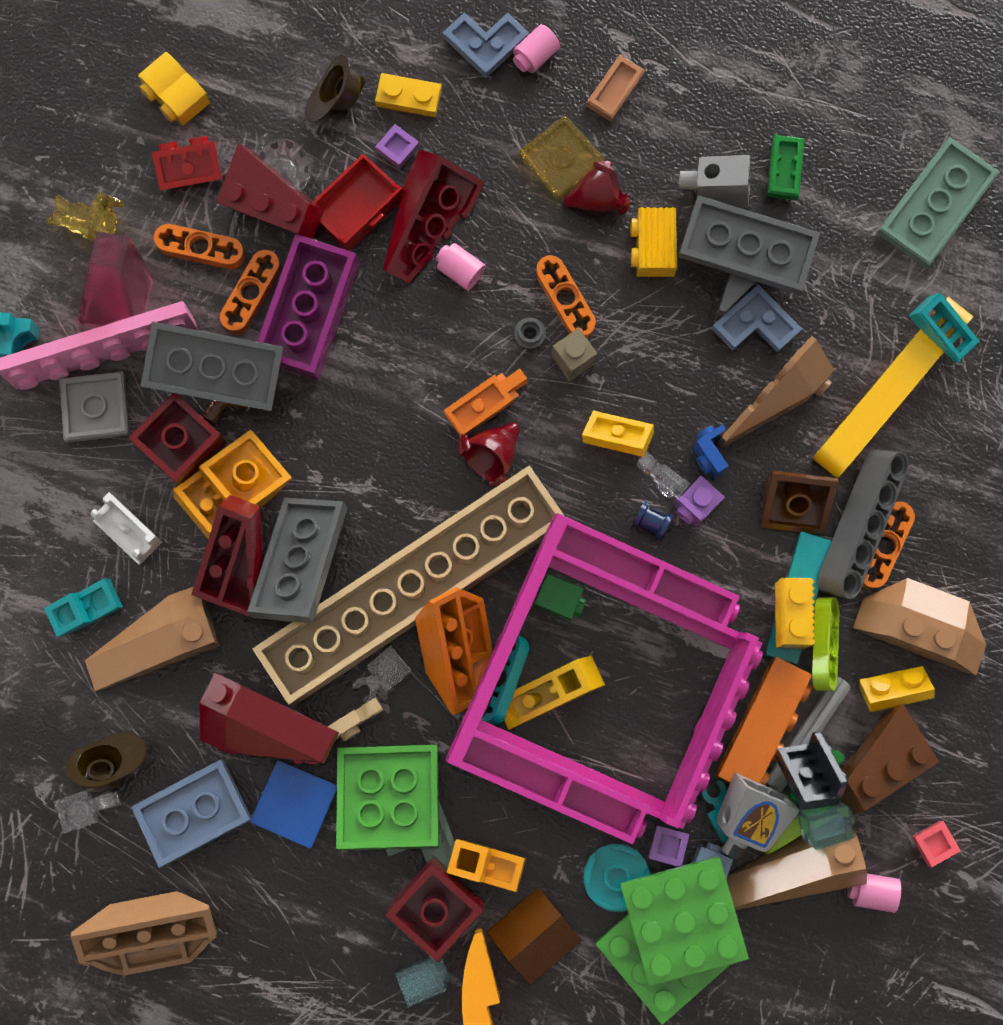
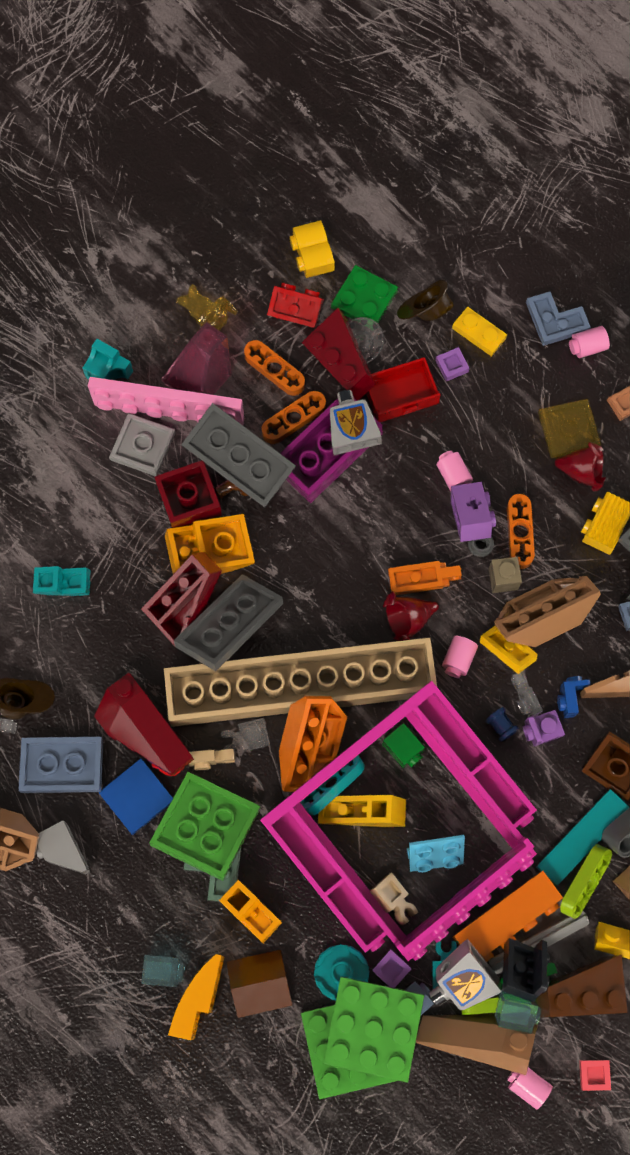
camera: 30 degrees right, 5 degrees down
(125, 529) = (119, 540): white hinge -> none
(162, 636) = (107, 629): medium nougat wedge -> none
(240, 905) = (60, 848): none -> light grey slope
(259, 115) = (364, 295): none -> green plate
(323, 269) = (352, 425): none -> torso
(429, 207) = (454, 417): dark red wedge -> none
(434, 909) = (197, 923): dark red brick -> none
(503, 302) = (472, 511): none -> medium lavender brick
(569, 469) = (459, 656): none -> bright pink brick
(629, 768) = (391, 896): none -> tan plate
(639, 371) = (547, 611): none -> medium nougat wedge
(662, 691) = (436, 853): none -> medium azure hinge
(794, 613) = (573, 845): yellow brick -> none

